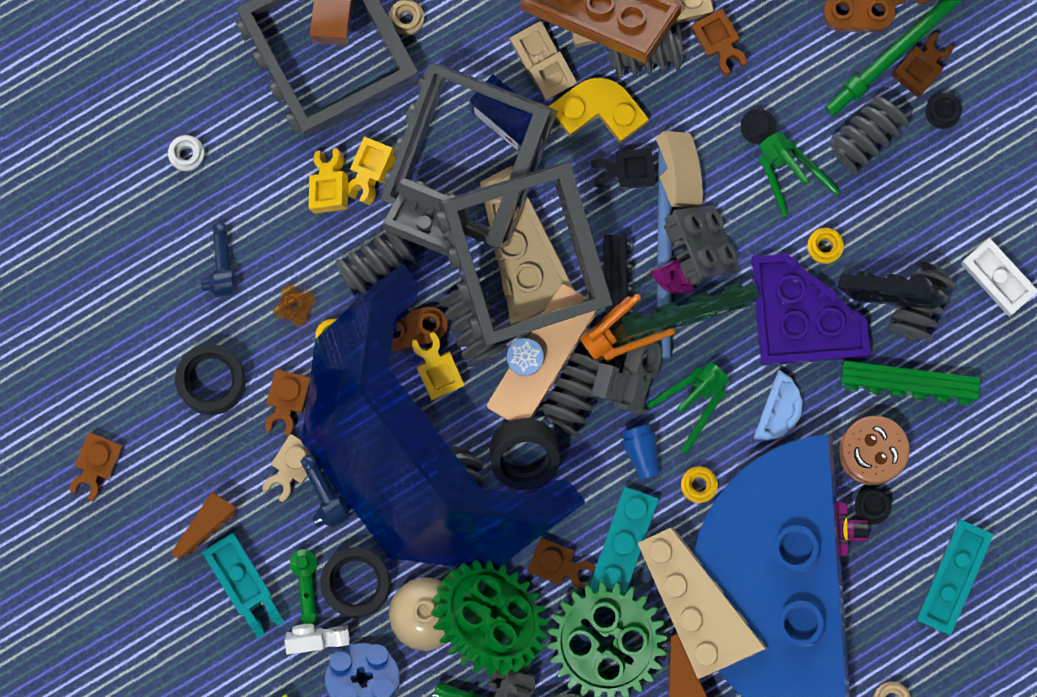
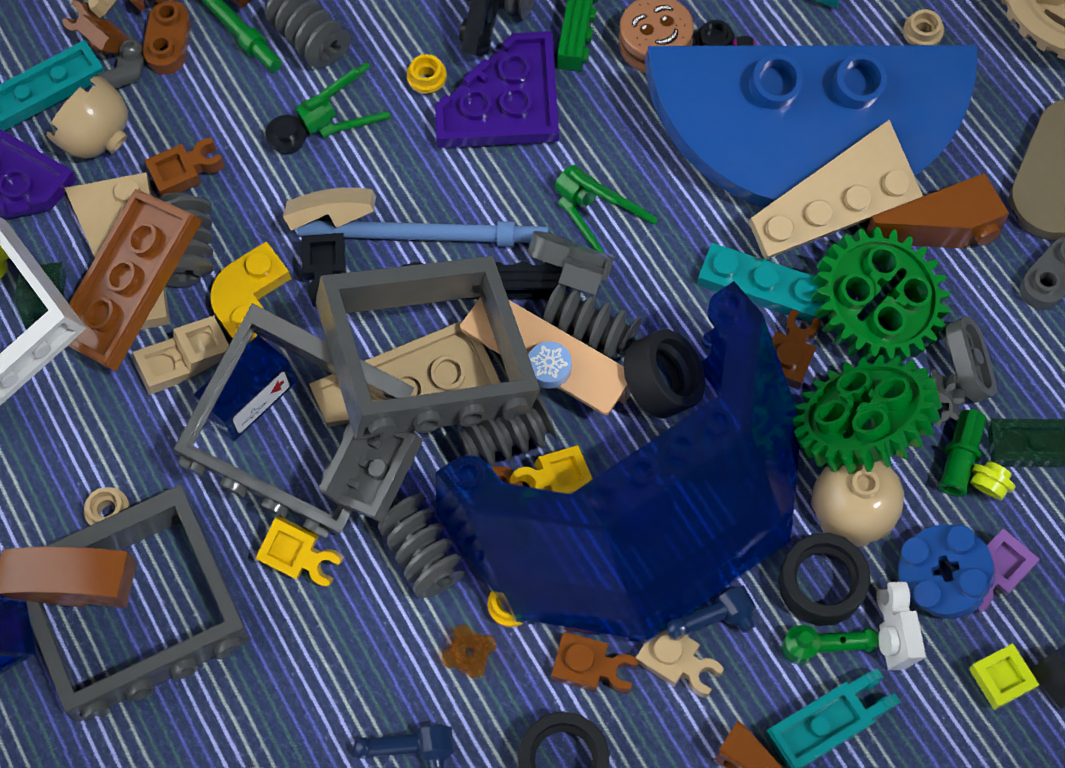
camera: 85 degrees left, 15 degrees down
(330, 187) = (317, 605): yellow plate -> none
(600, 339) = (530, 284): orange plant -> none
(641, 449) = (652, 258): blue cone -> none
(671, 278) = (454, 217): magenta tile -> none
(699, 309) = (504, 209): clear green plate -> none
(699, 473) = (694, 193): yellow plate -> none
(705, 240) = (432, 172): dark grey hinge -> none
(781, 409) = (607, 123): light blue tile -> none

